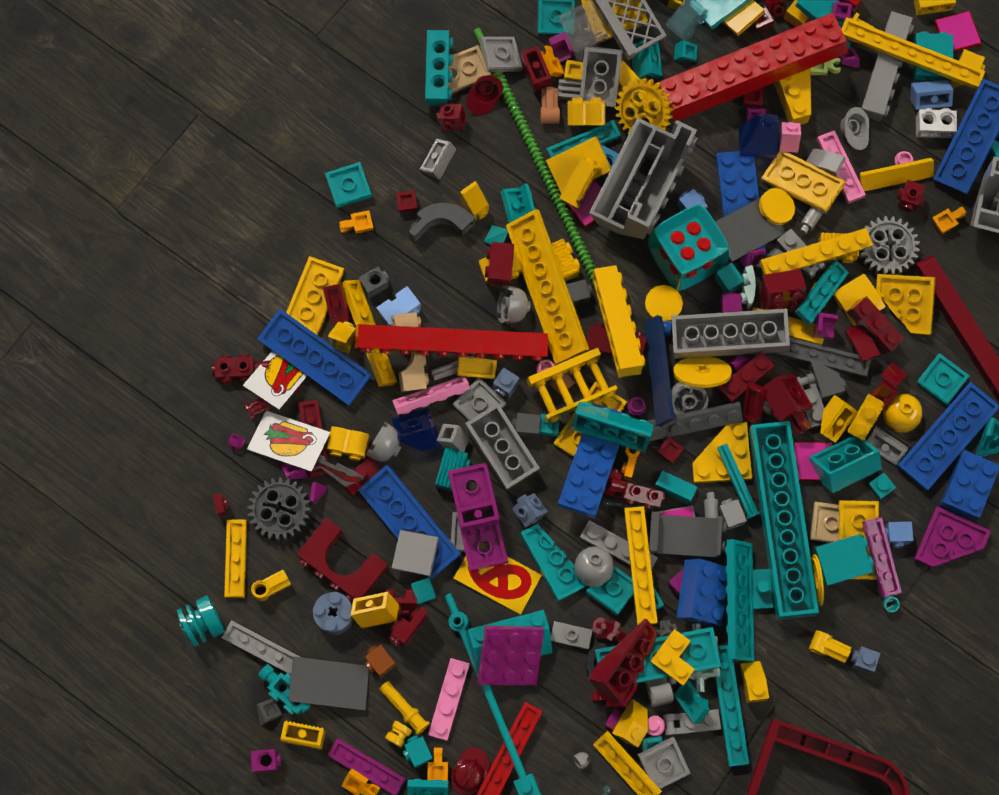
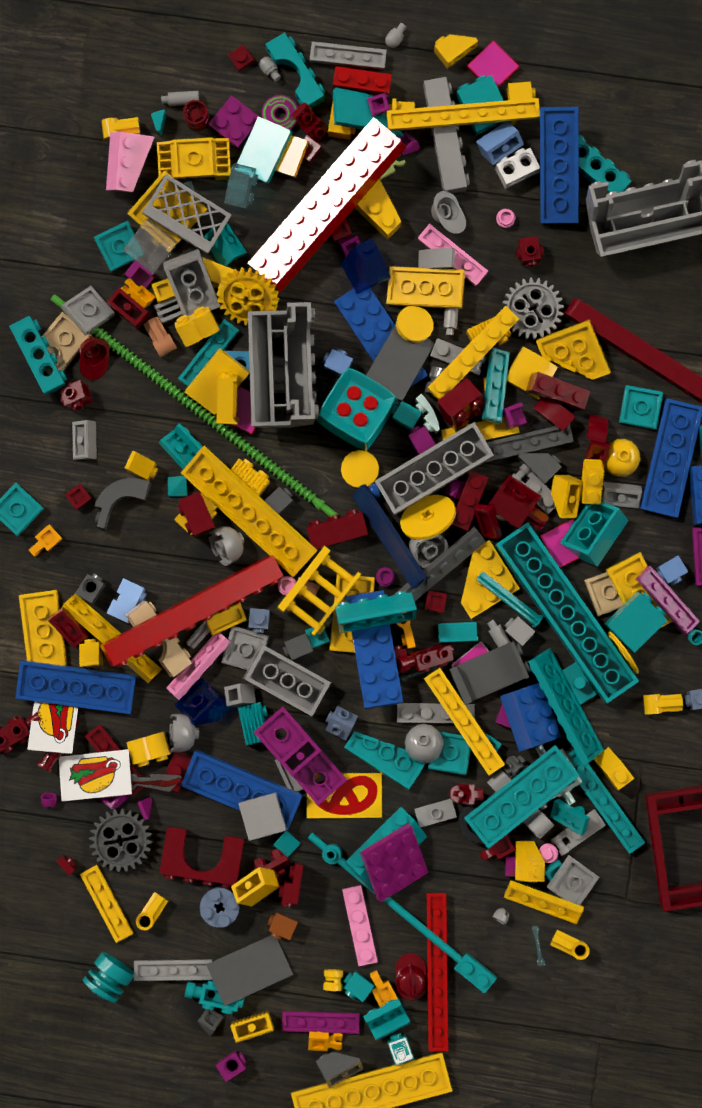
camera: 30 degrees left, 10 degrees up
(409, 714) = (334, 957): yellow pin -> none
(617, 321) = (329, 512): yellow brick -> none
(620, 668) = (495, 825): dark red wedge -> none
(668, 658) = (531, 793): yellow plate -> none
(685, 52) = (255, 217): teal slope -> none
(752, 258) = (418, 385): magenta slope -> none
(789, 137) = (393, 252): bright pink brick -> none
(881, 486) = (635, 534): teal plate -> none
(897, 174) = (506, 236): yellow tile -> none
(946, 220) = (572, 255): light orange plate -> none

